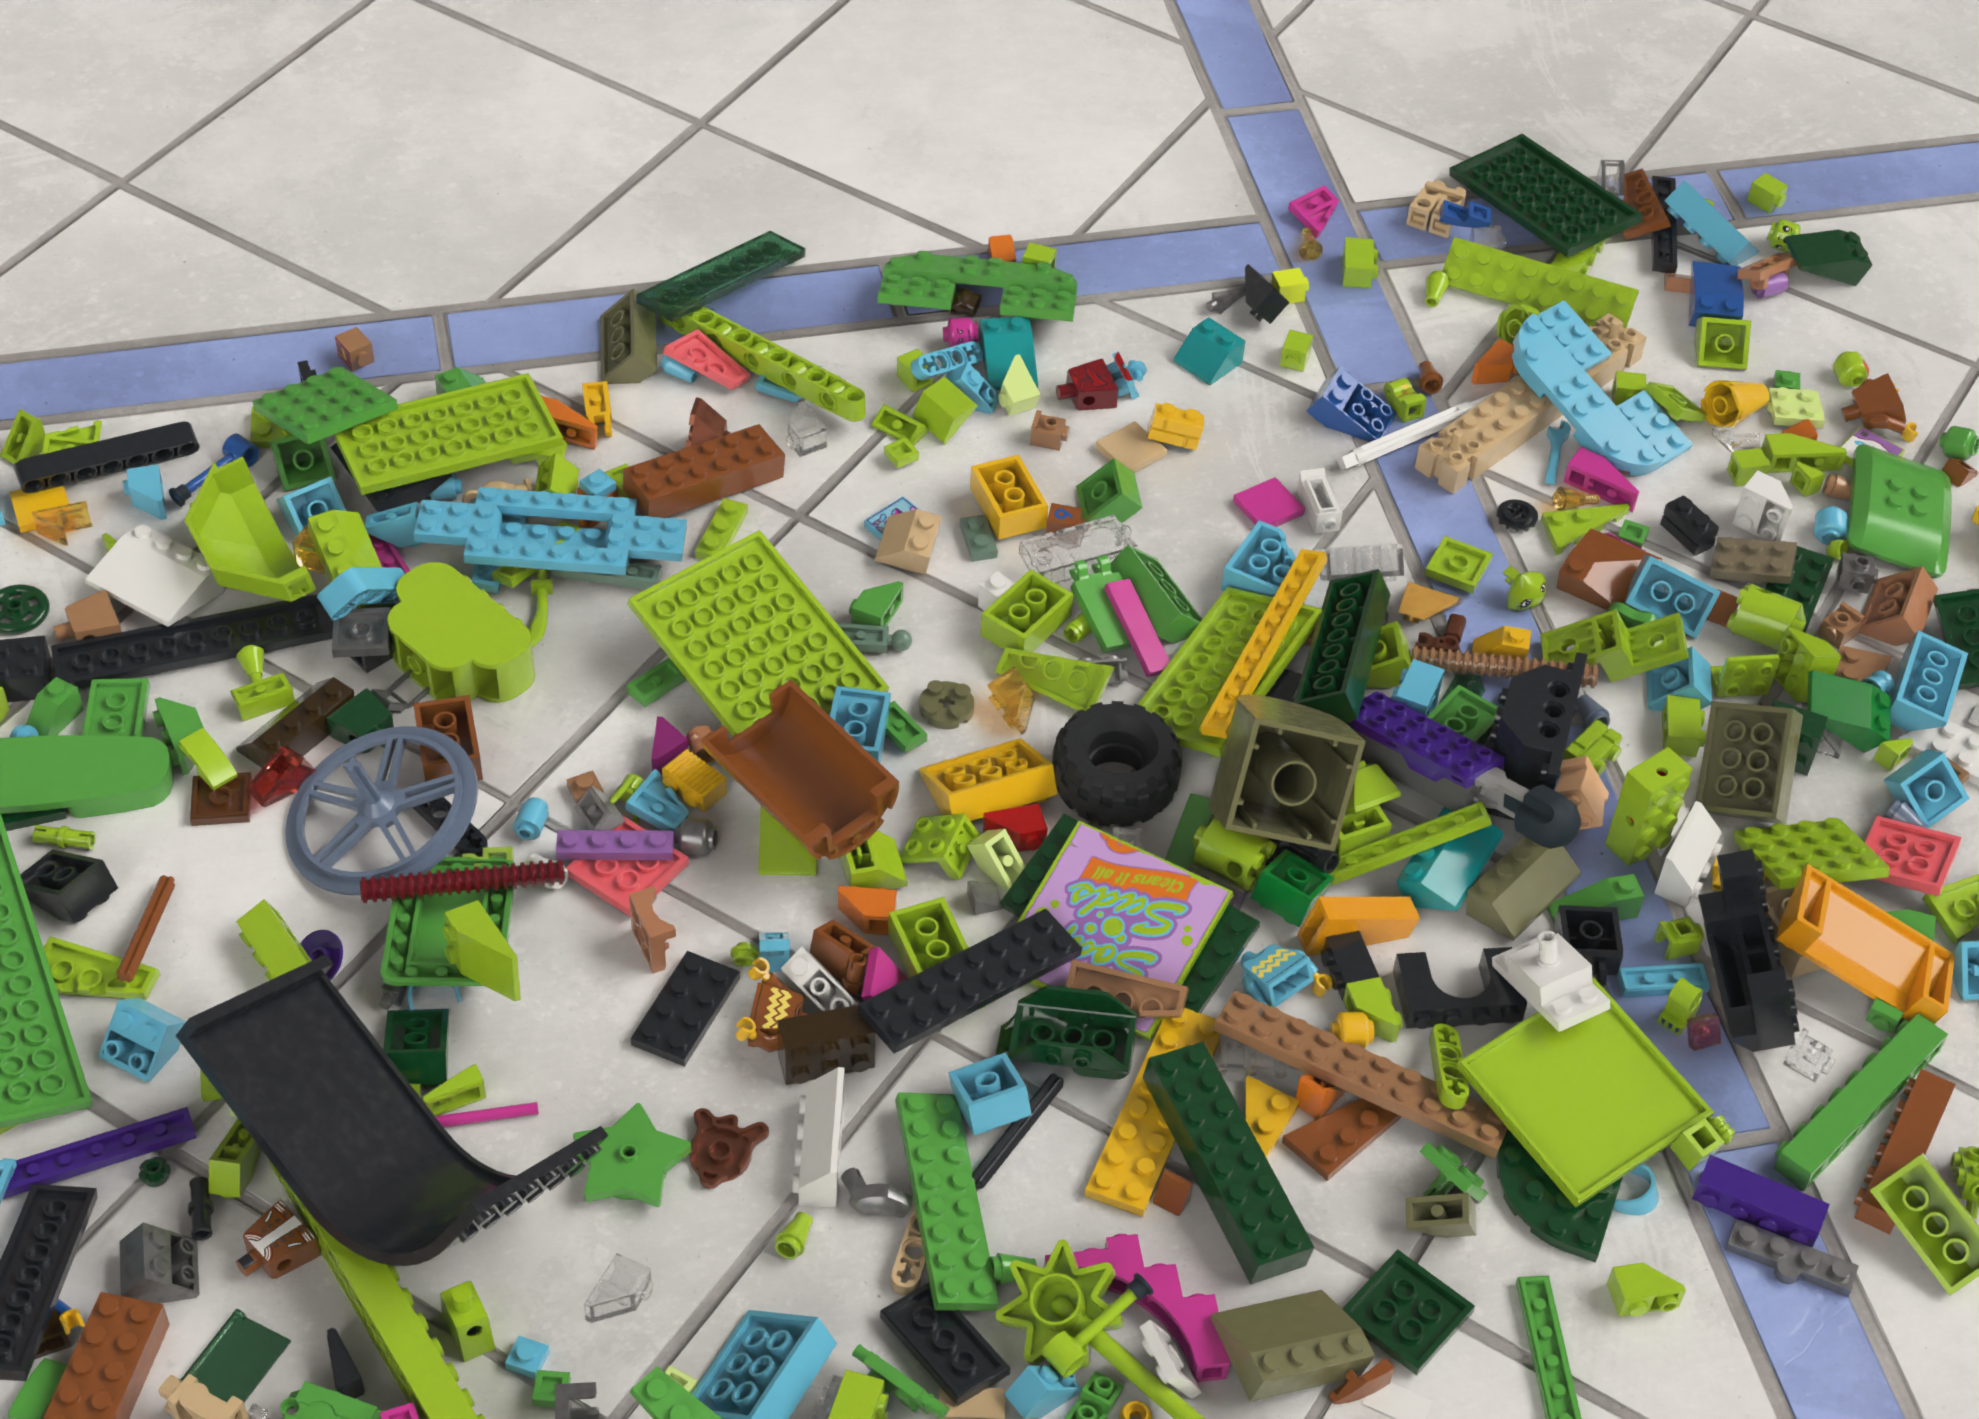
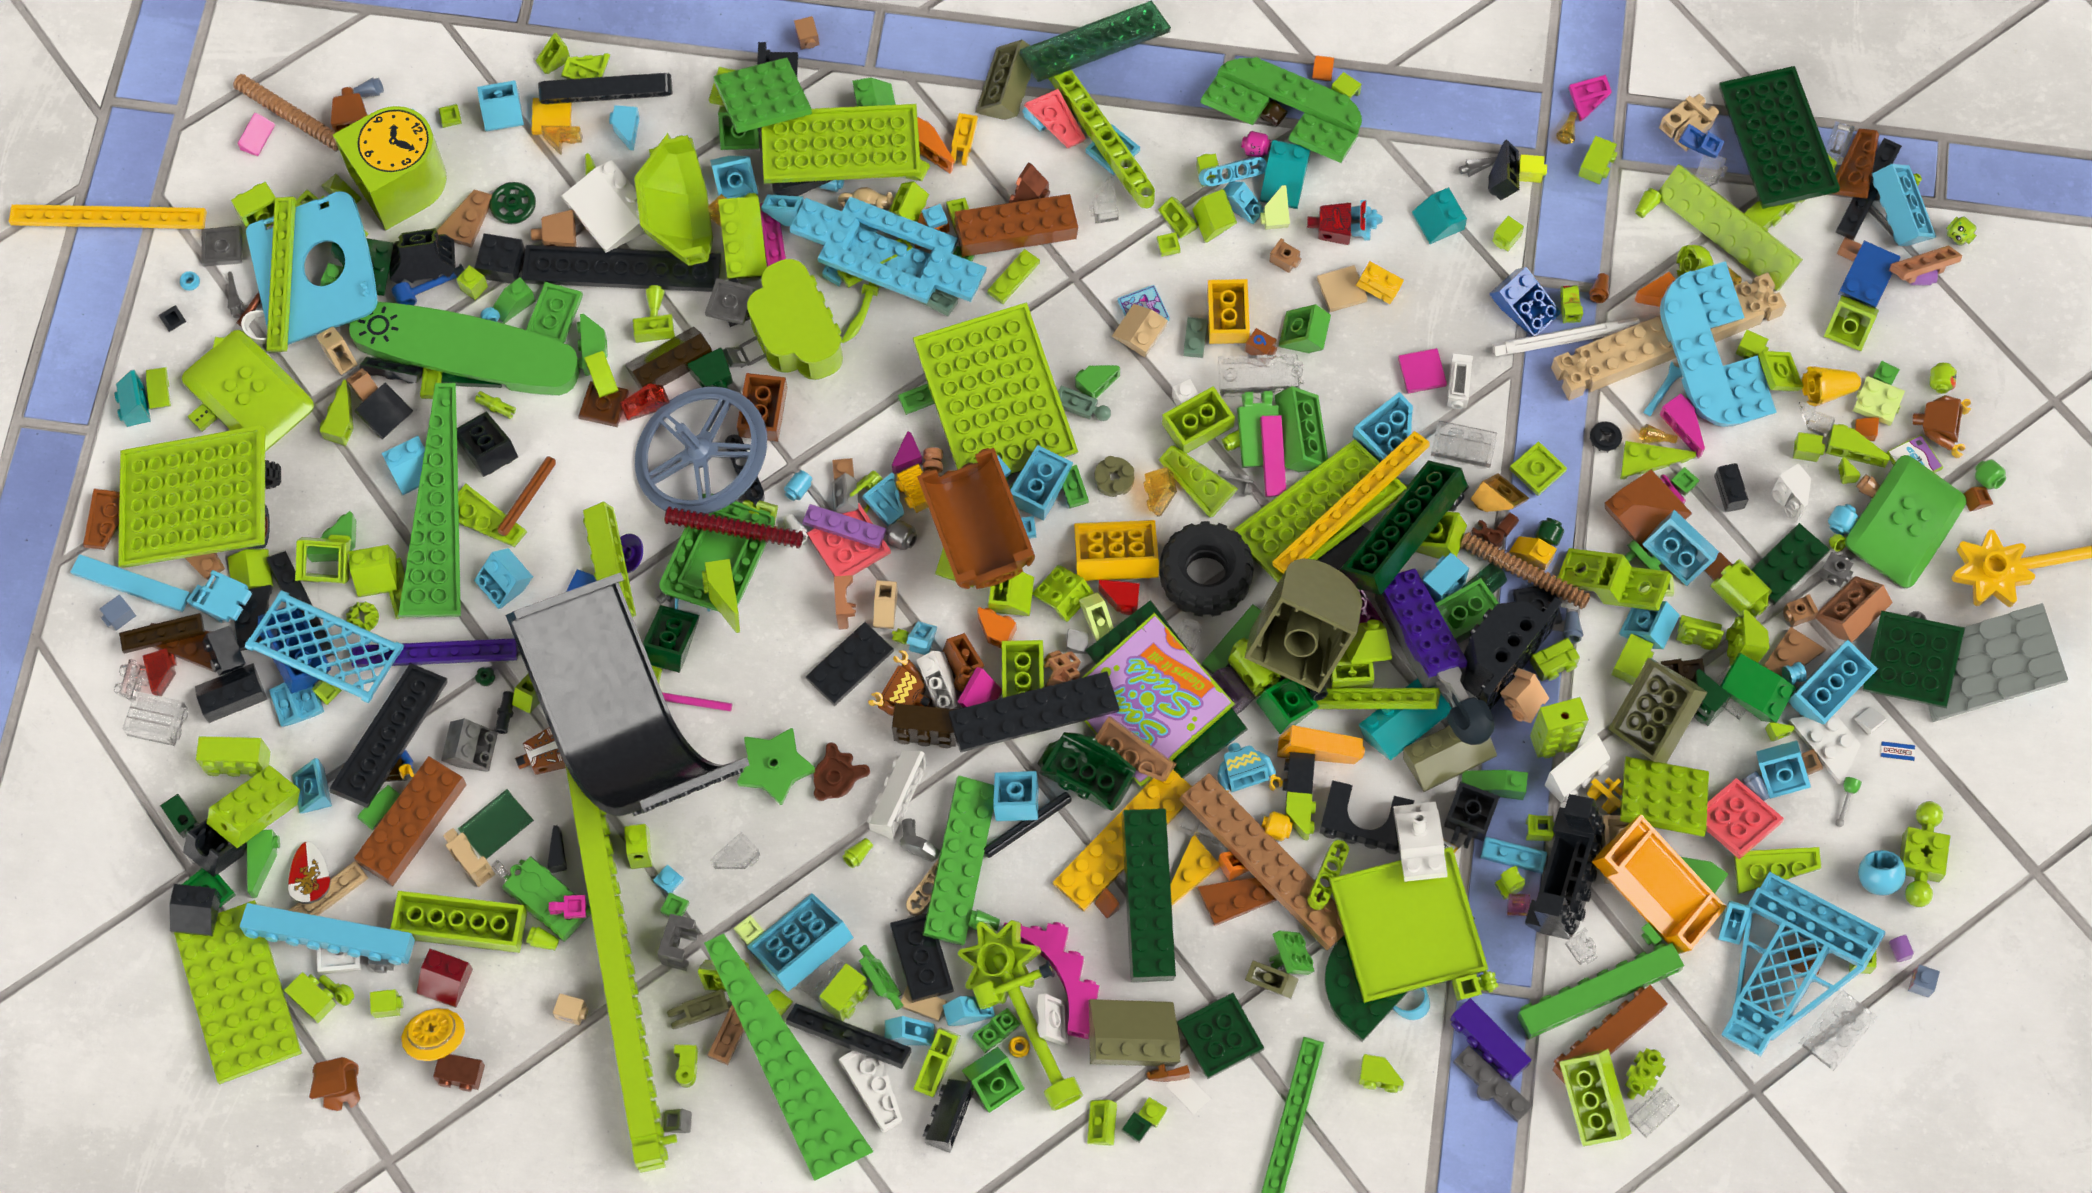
camera: 25 degrees right, 20 degrees up
(233, 448) = (698, 108): blue piece -> none
(358, 587) = (739, 269): medium azure beam -> none
(457, 1092) = (684, 681): lime slope -> none
(708, 919) = (885, 604): none -> tan slope
(979, 924) = (1065, 670): none -> nougat piece
(1509, 615) = (1550, 531): none -> dark green head
(1525, 589) = (1575, 508): lime piece -> none
(1753, 560) = (1764, 533): dark tan plate -> none
(1767, 193) = (1972, 181): lime brick -> none
(1830, 255) = (1984, 263): dark green slope -> none

